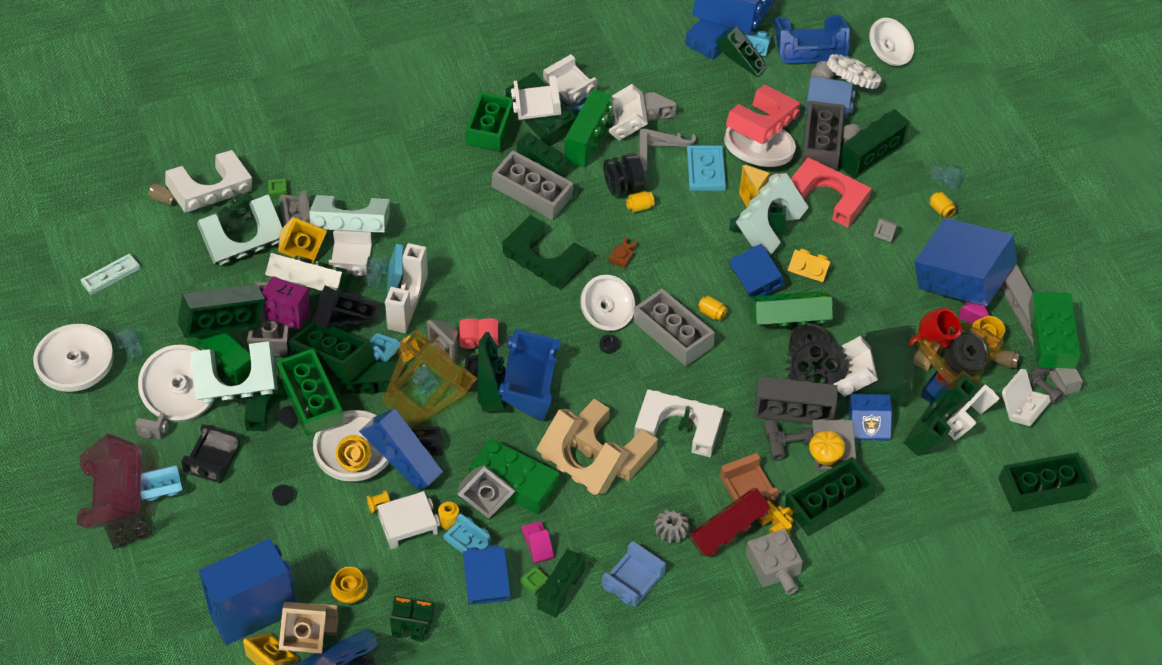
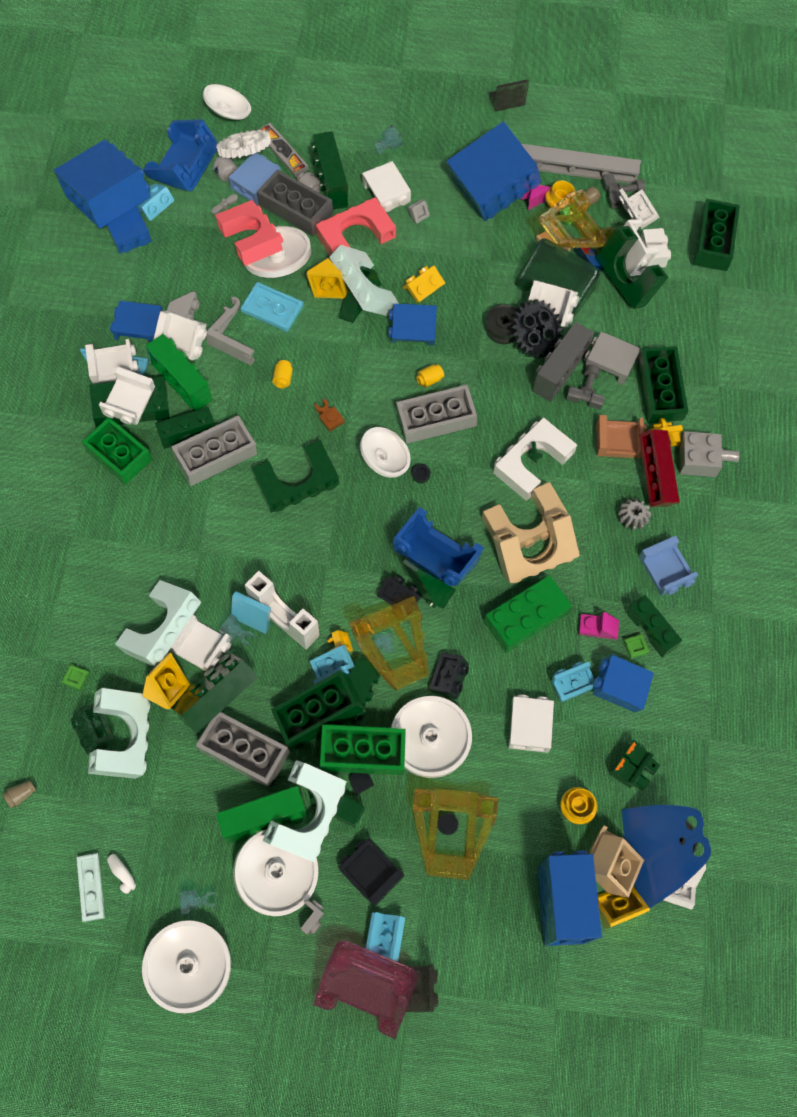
camera: 65 degrees left, 15 degrees up
(129, 287) = (121, 873): none -> white arm
(195, 195) = (46, 762): white arch -> none
(220, 310) = (236, 794): dark green brick -> none
(286, 302) = (252, 727): magenta brick -> none
(295, 207) = (118, 671): light grey bracket -> none
(303, 484) = (453, 800): none -> clear yellow windscreen
(343, 308) = (275, 677): black wedge -> none
(353, 453) = (450, 740): yellow piece -> none
(377, 500) = (498, 741): yellow bush -> none
(401, 448) = (463, 695): blue wedge -> none
(443, 338) = (354, 604): light grey slope -> none
(448, 514) = (541, 690): yellow brick -> none
(472, 331) = (357, 572): coral brick -> none
(485, 490) = (536, 646): light grey slope -> none
(620, 75) = (135, 320): none -> blue panel
(624, 174) = (250, 370): black wheel -> none
(738, 49) = (161, 214): dark green slope -> none
(787, 90) = (224, 203): none -> light grey piece
(791, 308) = (468, 317): brick -> none
(827, 447) = (626, 360): yellow piece -> none
(870, 416) = (599, 315): blue slope -> none
(878, 103) = (285, 152): none -> tile
(892, 194) = (387, 186): none -> white panel
(936, 325) = (564, 222): red piece -> none
(942, 205) = (416, 159): yellow brick -> none
(966, 353) = (584, 219): pearl dark grey wheel -> none
(985, 439) = (657, 238): none -> white piece
(1054, 330) = (592, 150): green brick -> none
(1075, 246) = (509, 95): none -> clear smoke bracket

